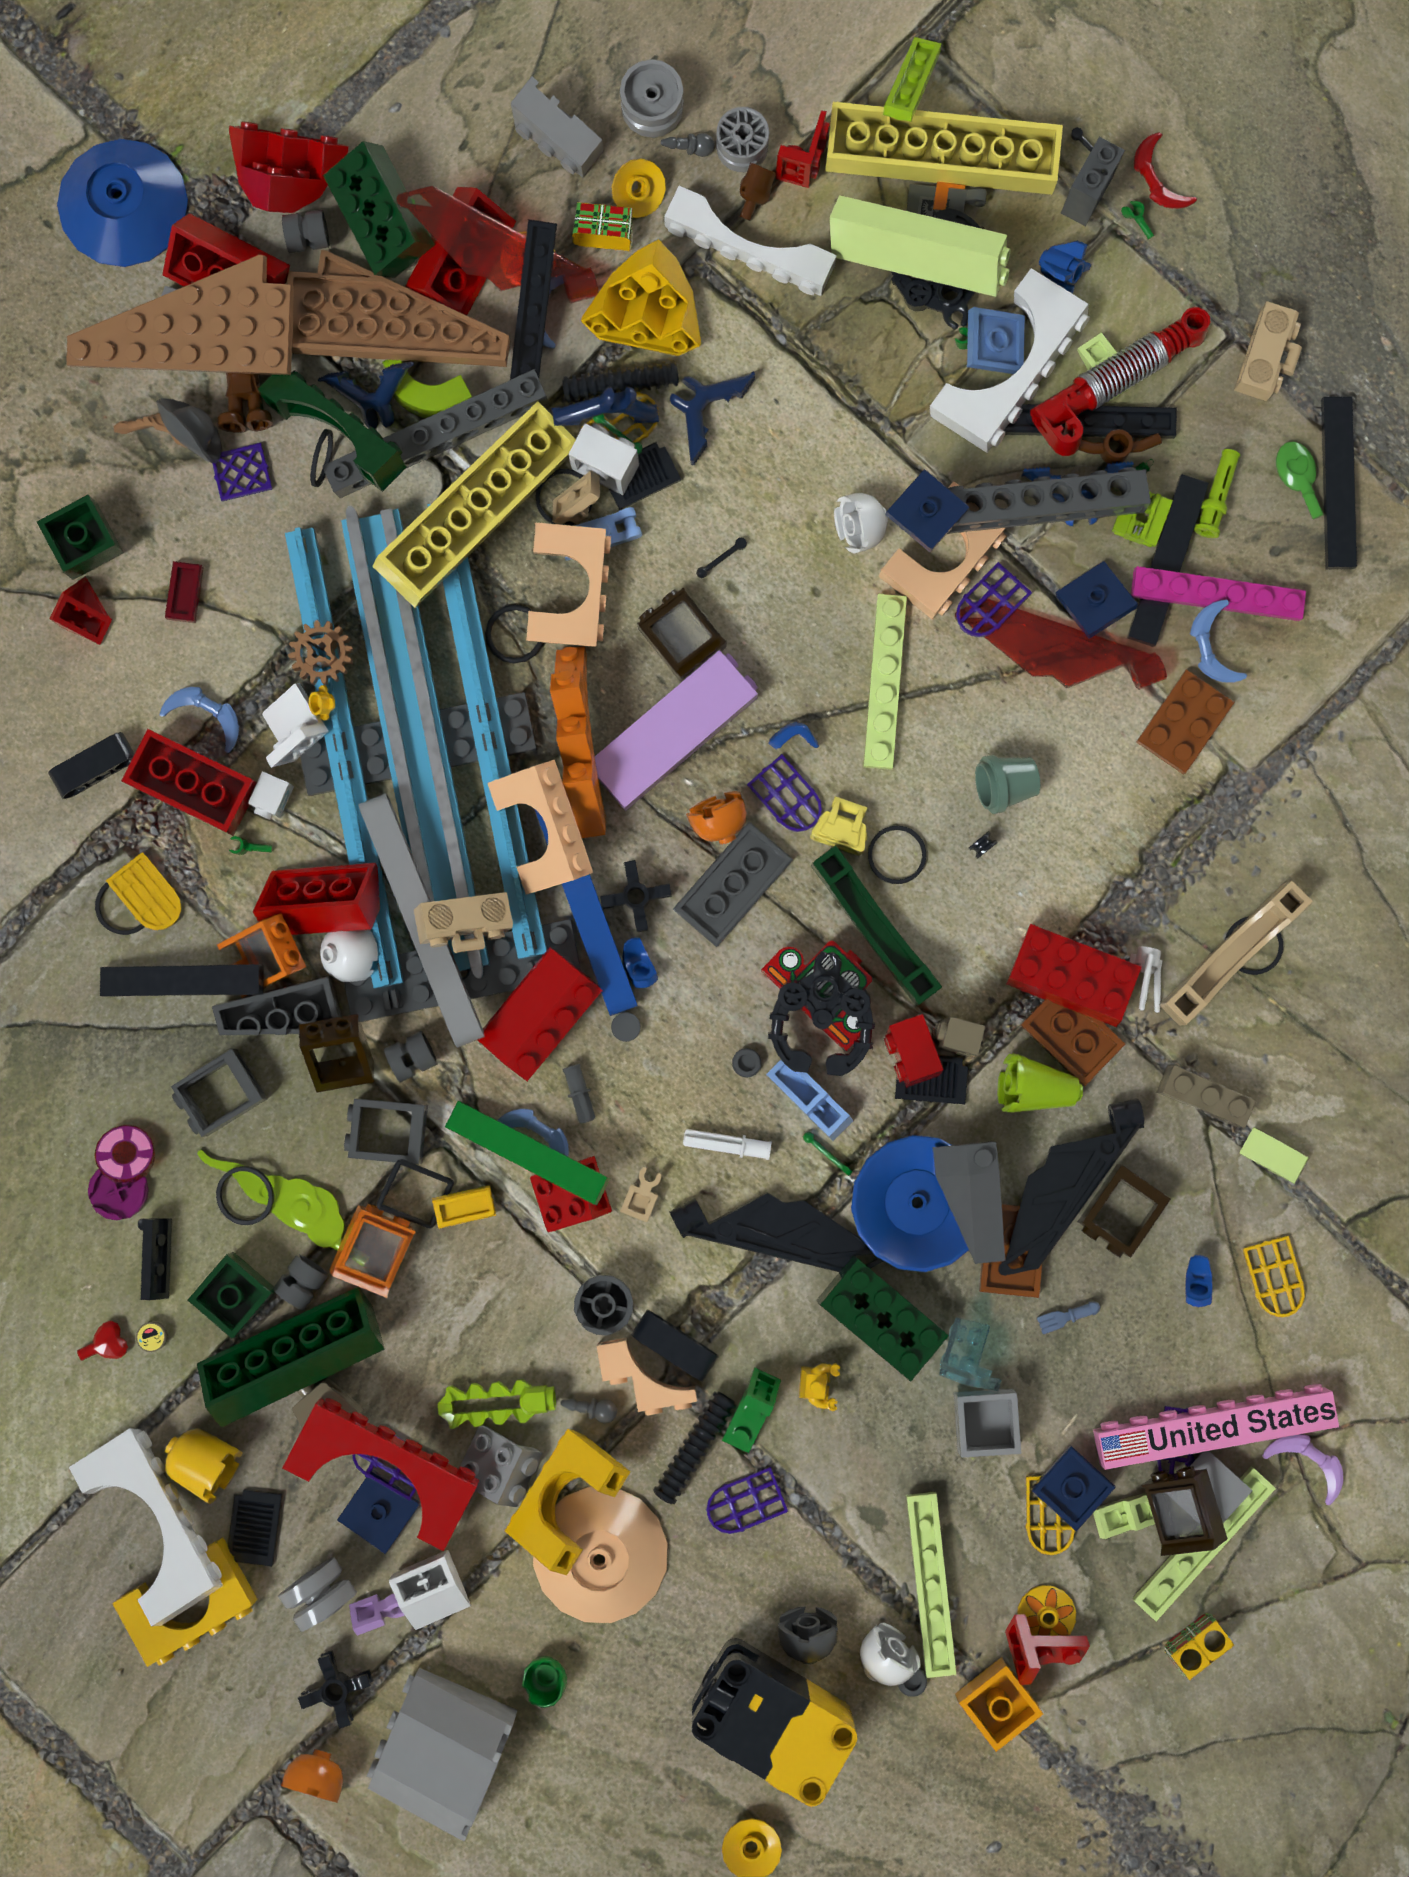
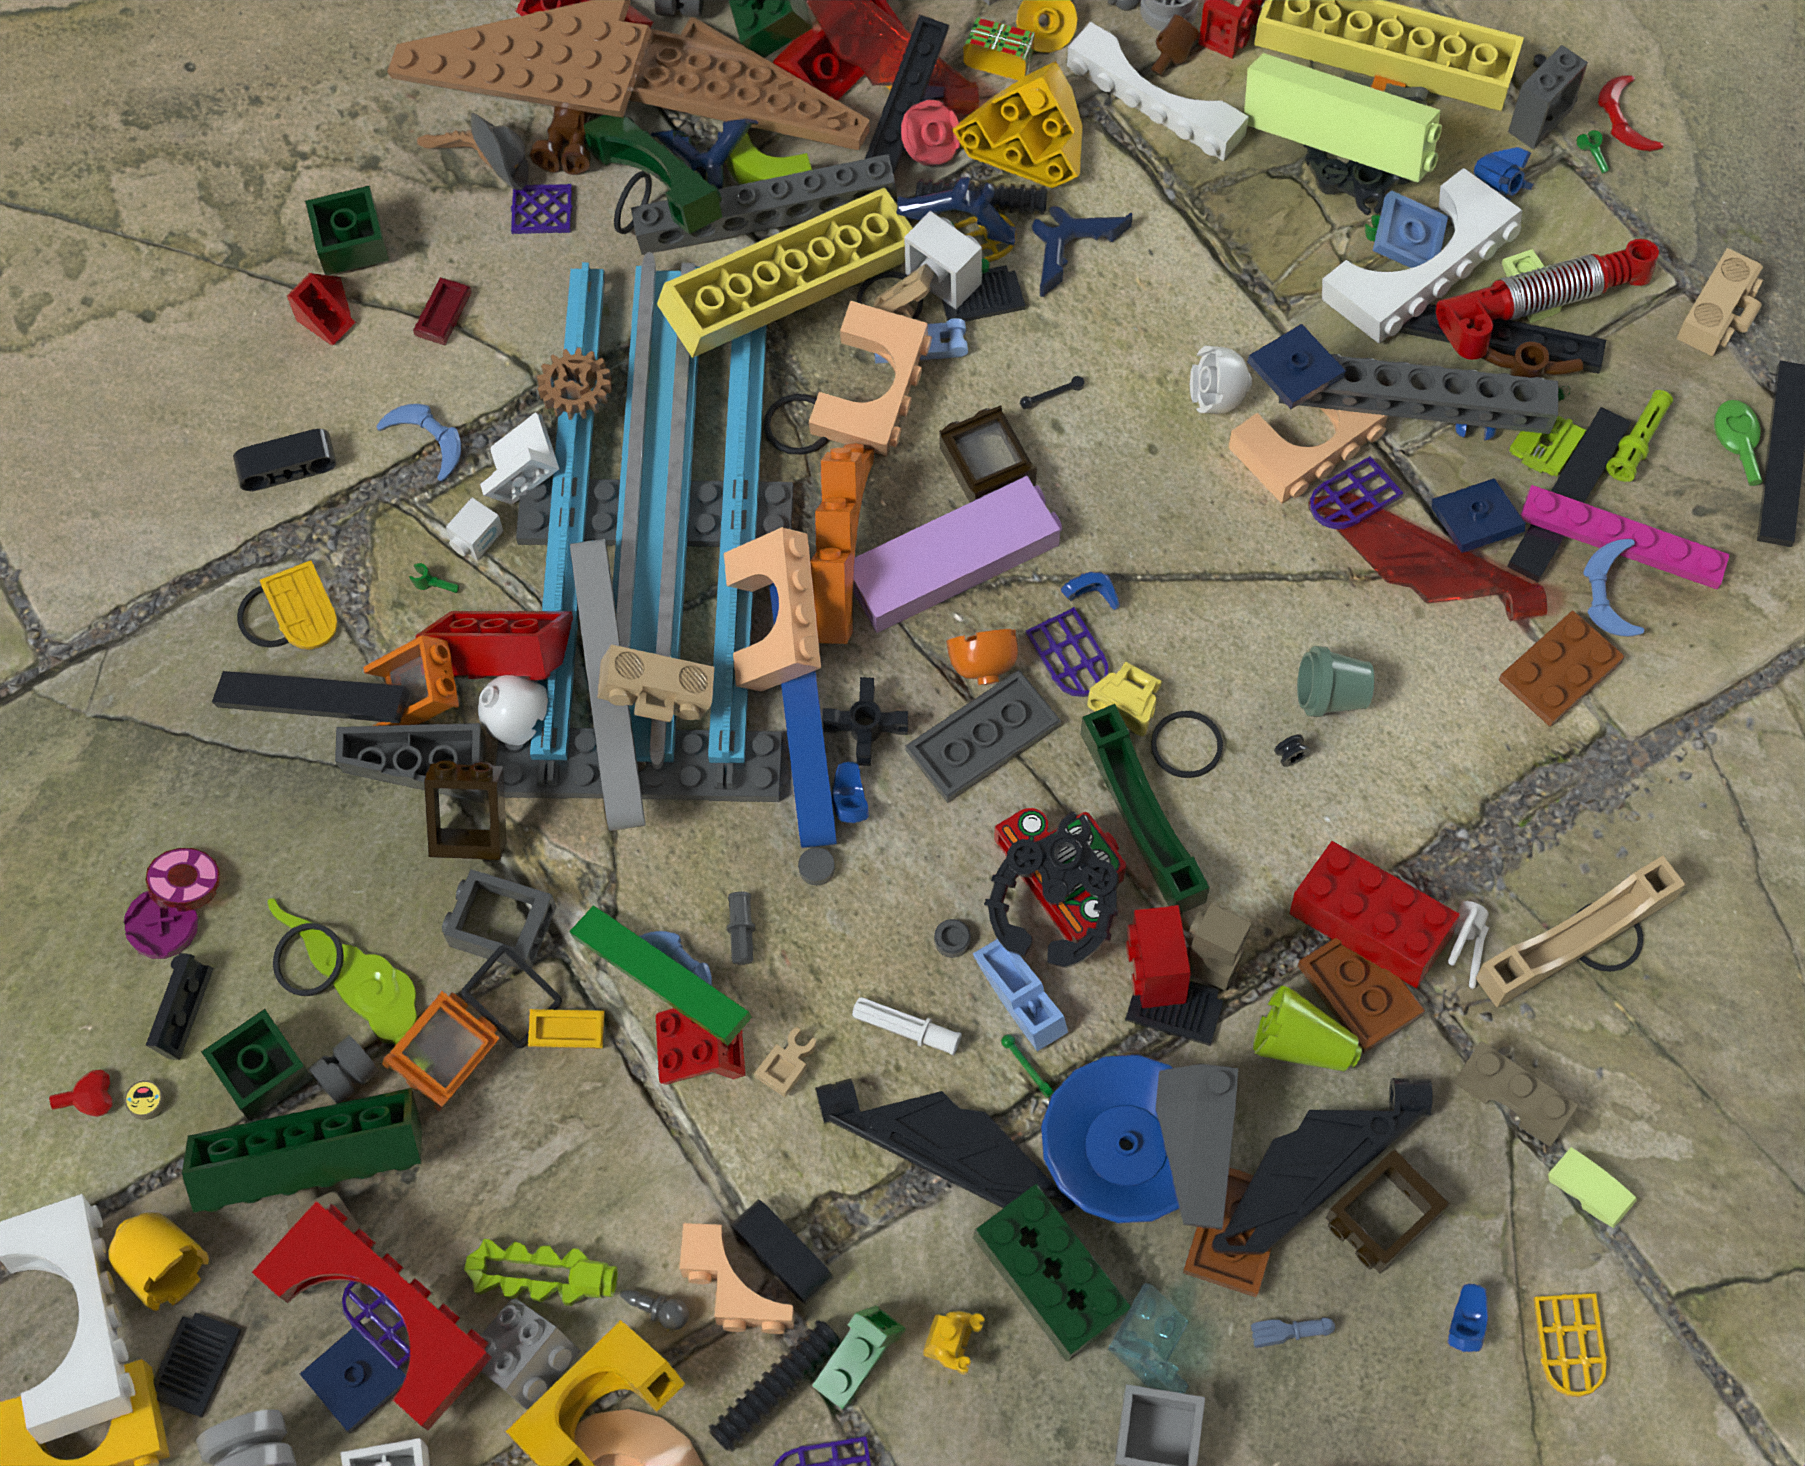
camera: 15 degrees right, 20 degrees down
(190, 782) = (387, 494): red brick -> none
(242, 1074) = (307, 807): dark grey window -> none
(321, 703) = (560, 435): yellow plate -> none
(420, 1052) = (564, 838): dark grey wheel -> none
(539, 1014) = (715, 820): red slope -> none
(561, 329) = (929, 133): none -> coral tile
(603, 1304) = (705, 1173): dark grey cylinder -> none
(885, 681) = (1211, 556): yellowish green plate -> none

